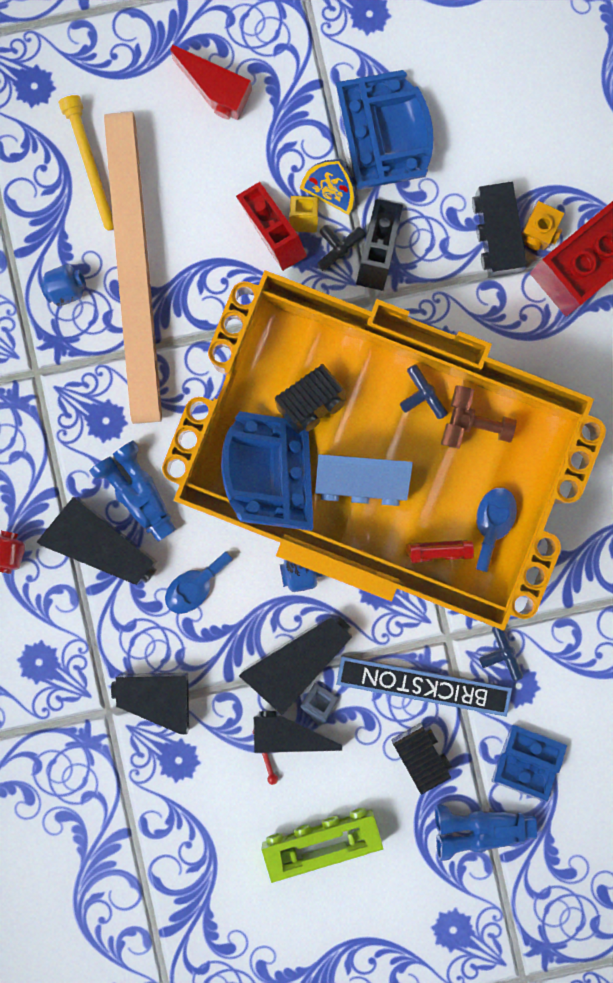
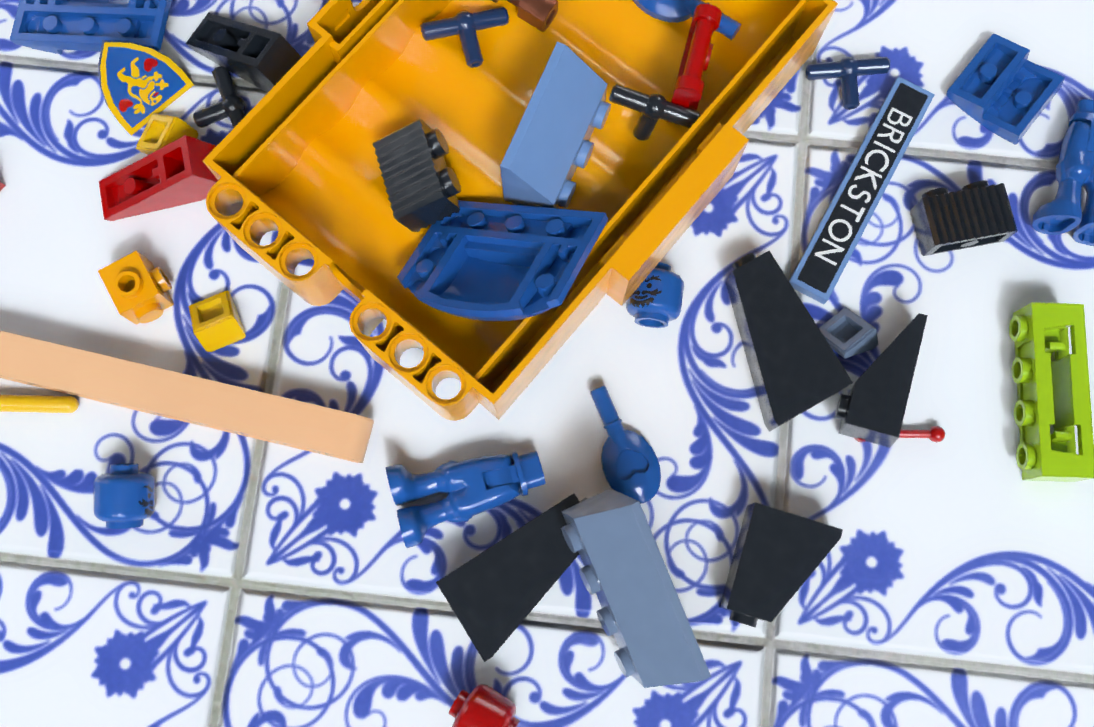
camera: 70 degrees left, 10 degrees down
(105, 616) = (633, 591): none -> sand blue slope
(193, 295) = (216, 322): none -> yellow slope
(195, 239) = (137, 288): none -> light orange brick
(400, 534) = (652, 108): none -> black piece

